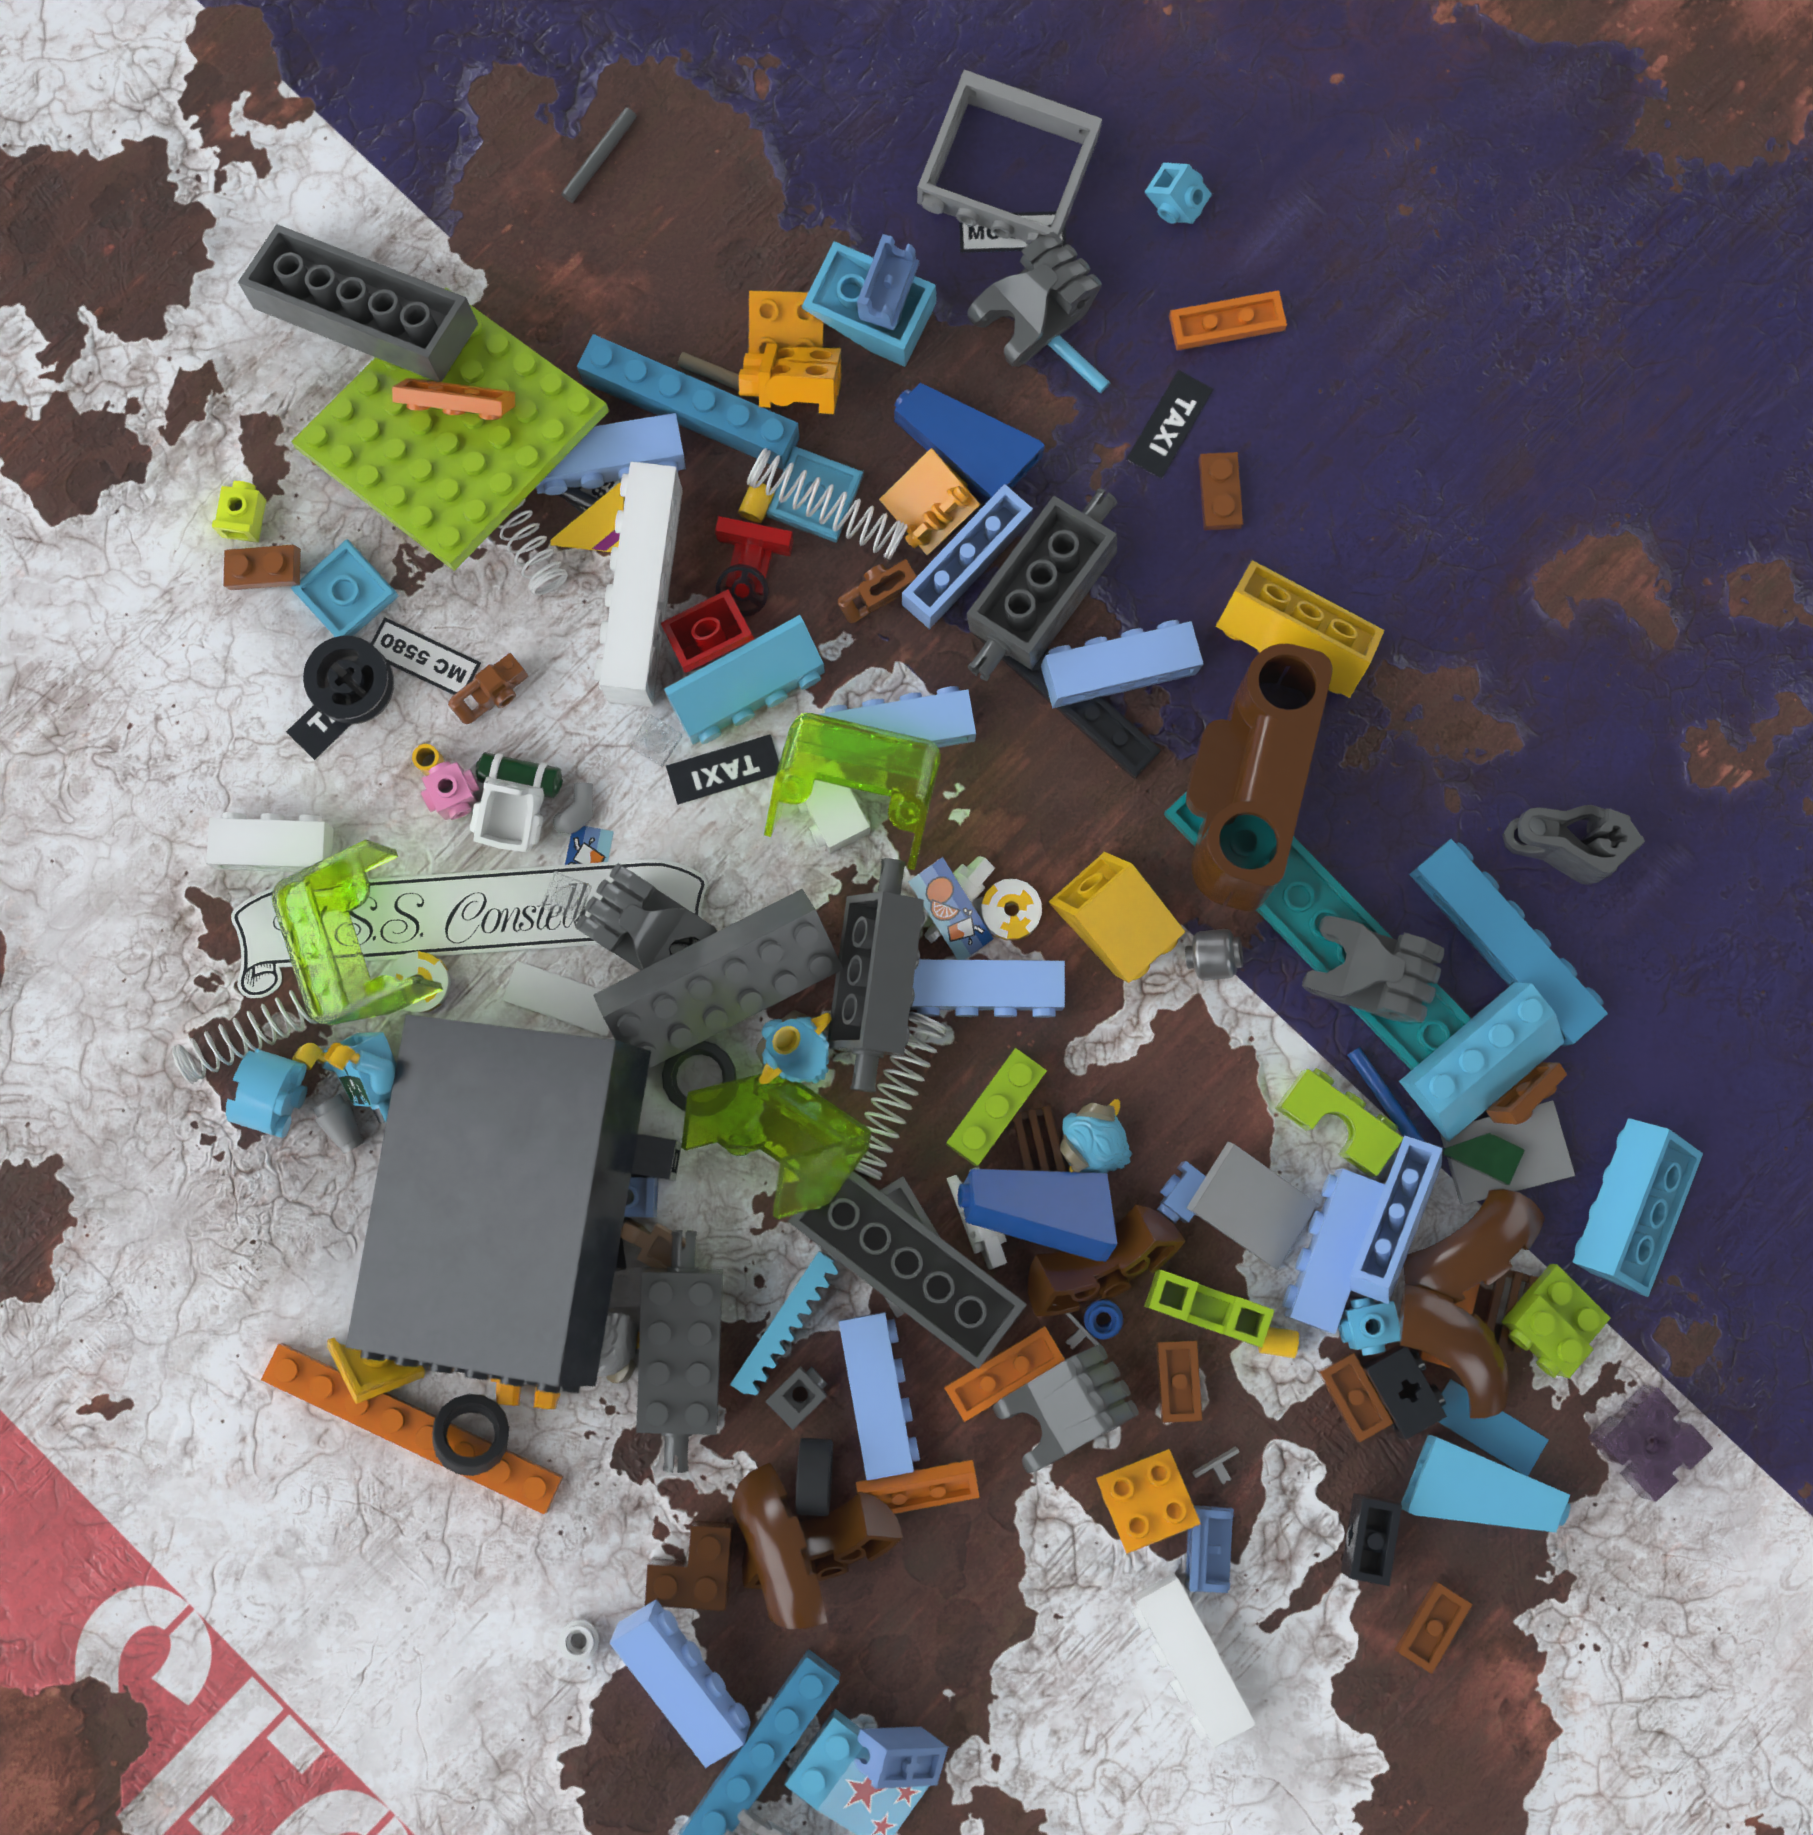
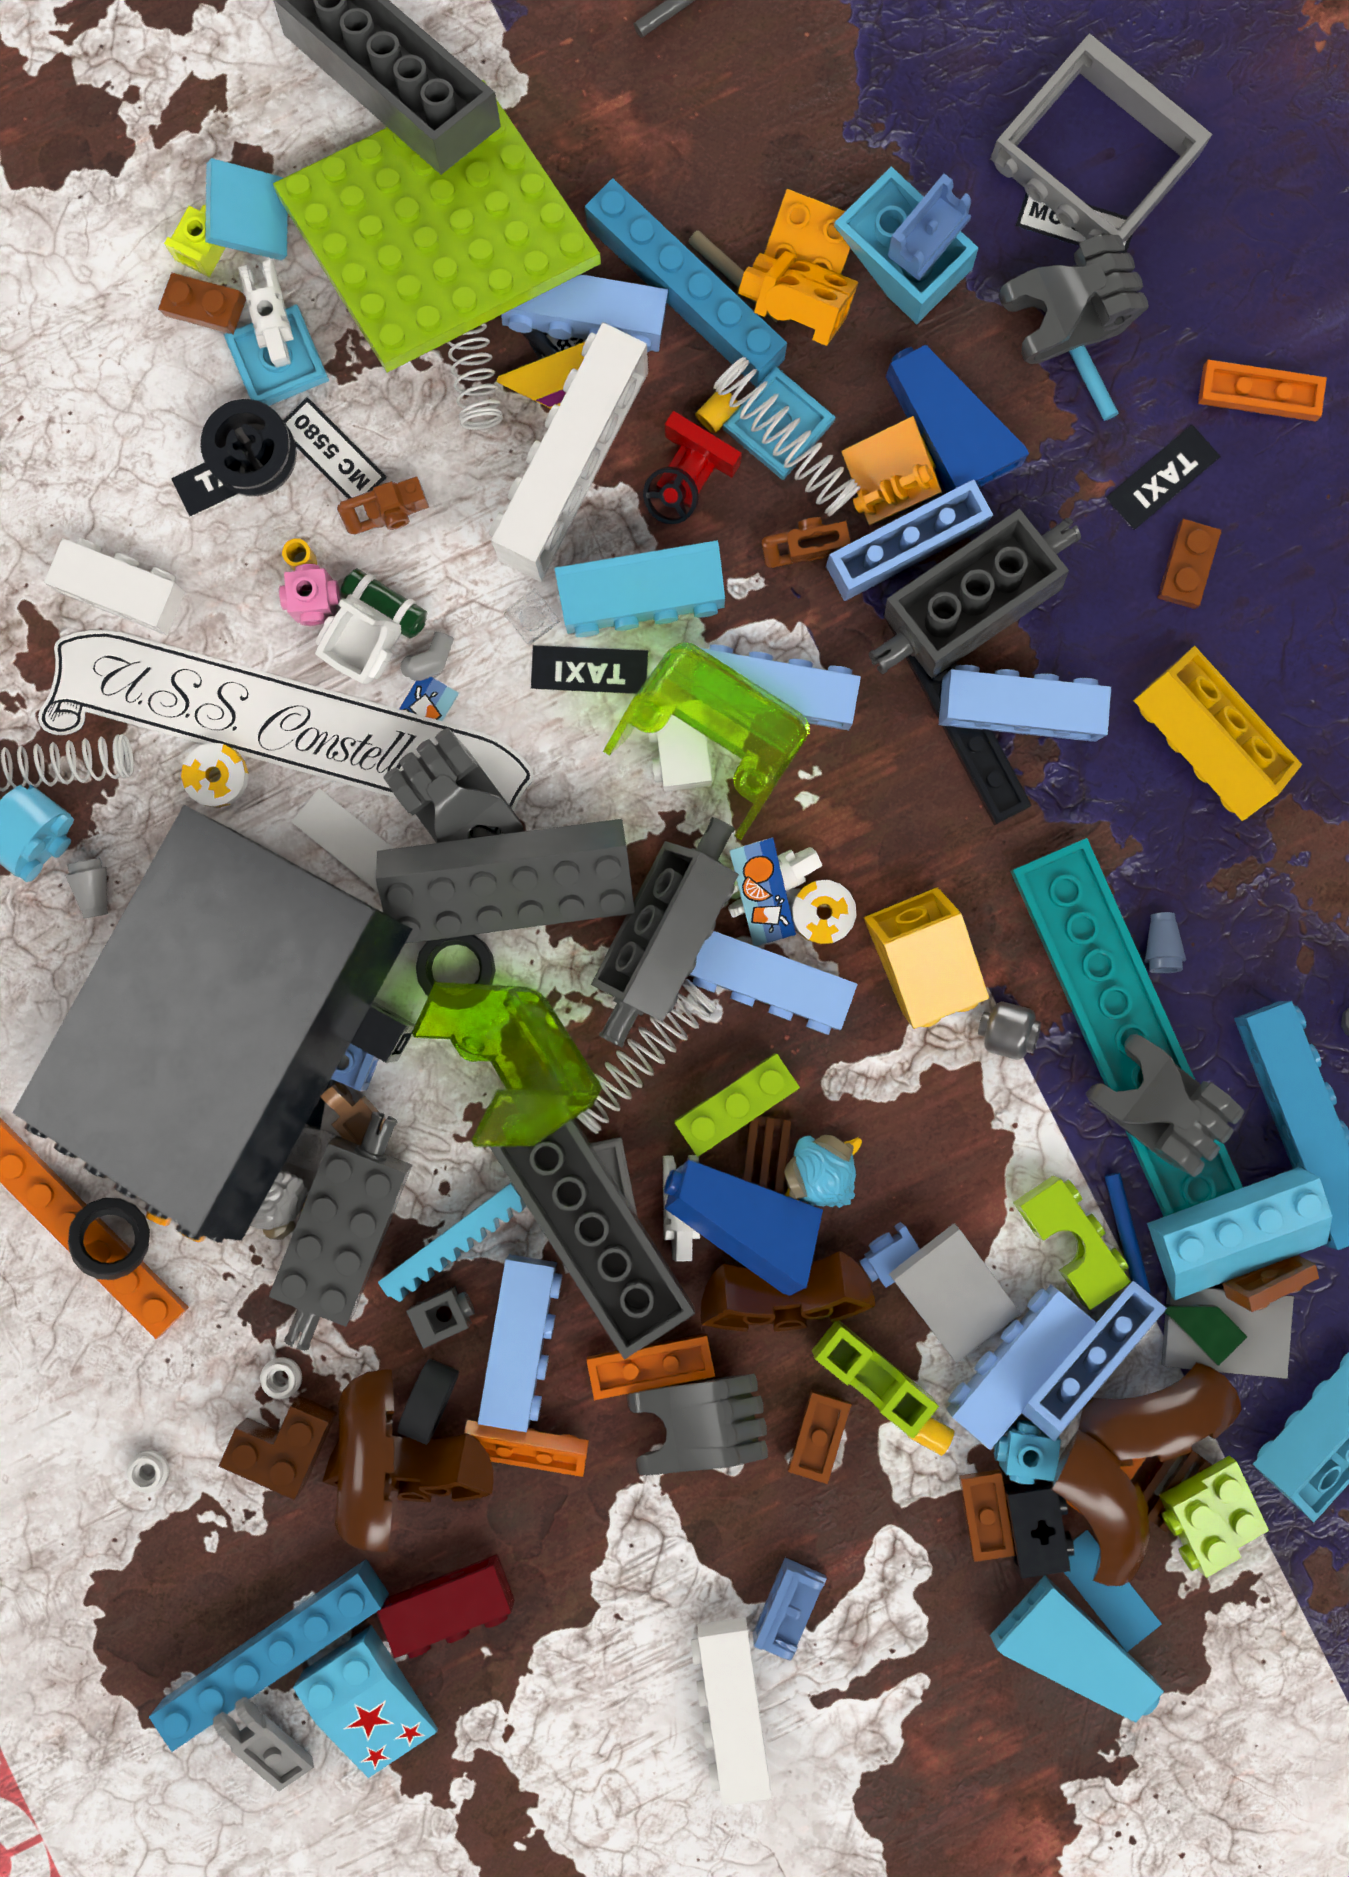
camera: 25 degrees right, 5 degrees up
(273, 473) = (244, 210): none -> medium azure tile
(324, 944) = (133, 702): clear neon green windscreen -> none
(334, 569) = (274, 329): none -> white hinge
(362, 1065) = (126, 836): medium azure torso -> none
(370, 1377) = (26, 1148): yellow tile -> none
(453, 398) = (447, 194): orange plate -> none
(566, 896) = (388, 741): clear plate -> none
(660, 1515) = (270, 1384): none -> white plate
(681, 1683) = (227, 1553): light blue brick -> none
(707, 632) = (619, 525): red slope -> none
(794, 1048) = (558, 974): medium azure hair -> none
(898, 1663) = (446, 1607): none -> dark red brick
(901, 1757) = (415, 1701): medium blue hinge -> none
(1080, 1334) = (739, 1354): light grey piece -> none
(1107, 1330) = (762, 1359): blue plate -> none
(1148, 1501) = (745, 1544): light orange hinge -> none
(1178, 193) = (1261, 239): medium azure brick -> none
(1217, 1465) = (826, 1529): light grey piece -> none
(1256, 768) = (1124, 860): reddish brown piece -> none
(1323, 831) = (1164, 944): none -> sand blue cone
(1371, 1539) = (951, 1661): black brick -> none
(1433, 1627) = (979, 1764): dark orange plate -> none
(1674, 1443) = (1283, 1679): clear purple brick -> none

